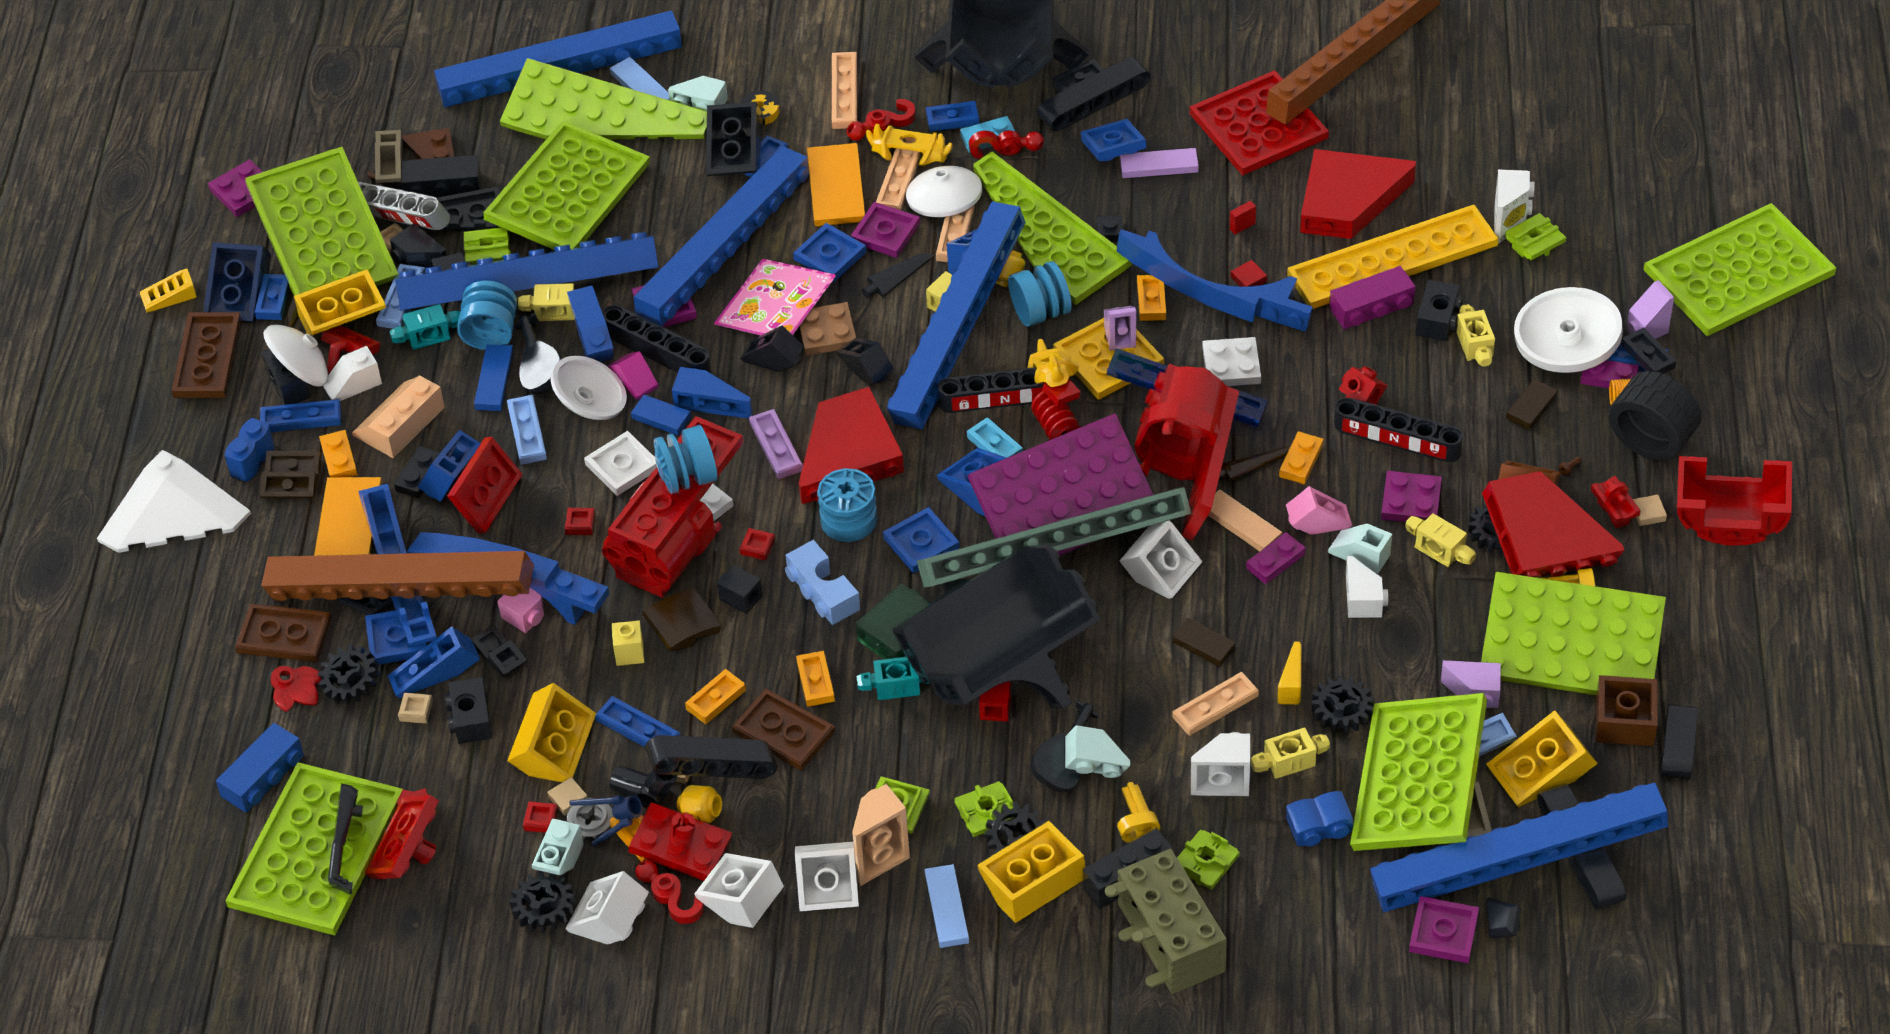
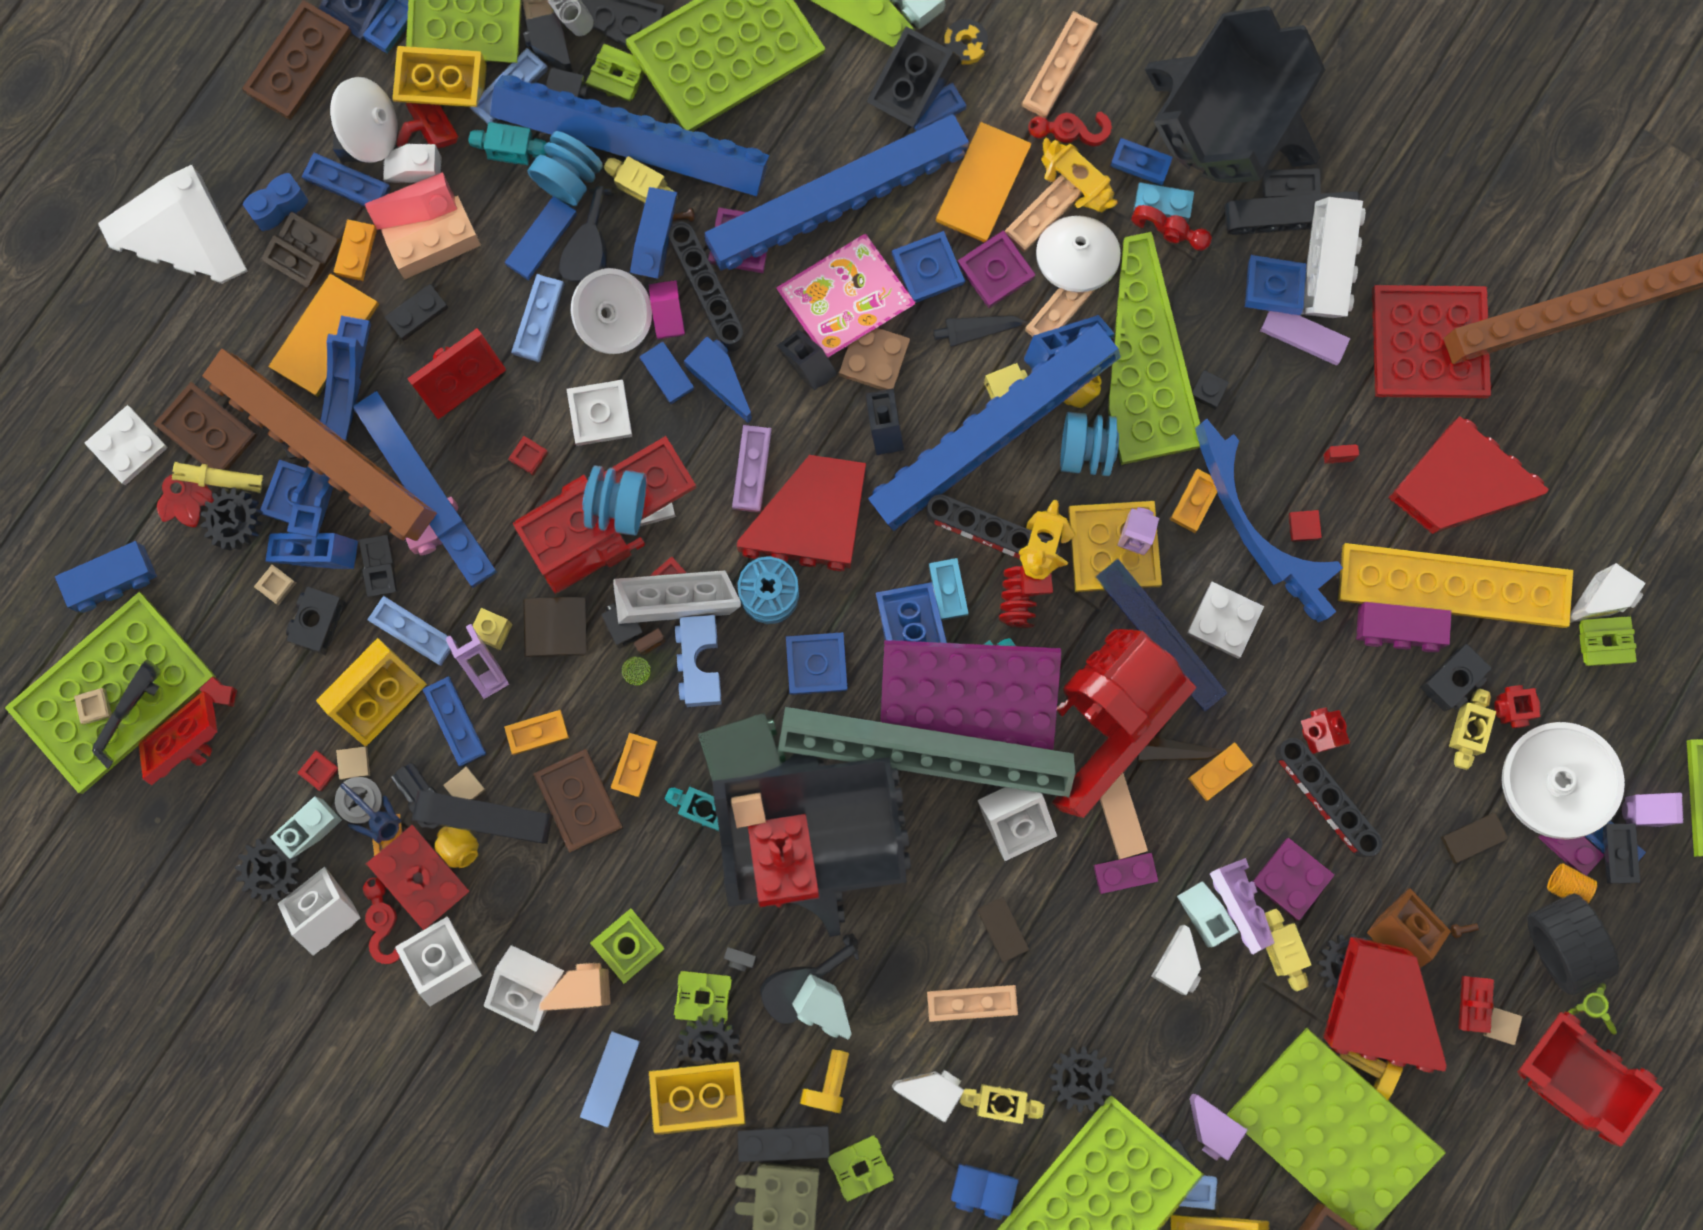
camera: 25 degrees right, 30 degrees up
(218, 674) = (126, 445): none -> white plate
(307, 654) = (217, 477): none -> light yellow pin
(308, 858) = (93, 706): none -> tan tile
(371, 396) = (413, 203): none -> coral slope
(448, 466) = (443, 326): blue slope -> none
(576, 682) = (410, 630): none -> light blue tile
(633, 660) = (491, 680): none -> lavender window
(770, 589) = (650, 642): none -> reddish brown tile
(772, 546) = (674, 596): none -> white slope
(772, 616) = (636, 671): none -> clear neon green plate
(936, 639) = (748, 810): none -> light nougat tile
(987, 655) = (783, 861): none -> red plate
(998, 762) = (739, 959): none -> dark grey plate
(1143, 94) = (1332, 257): none -> white brick
(1290, 683) = (1053, 1023): yellow slope -> none
(1317, 512) = (1192, 850): bright pink slope -> none
(1382, 518) = (1239, 898): none -> lavender wing
(1498, 301) = (1525, 701): none -> red brick
(1703, 446) = (1596, 1006): none -> lime plant

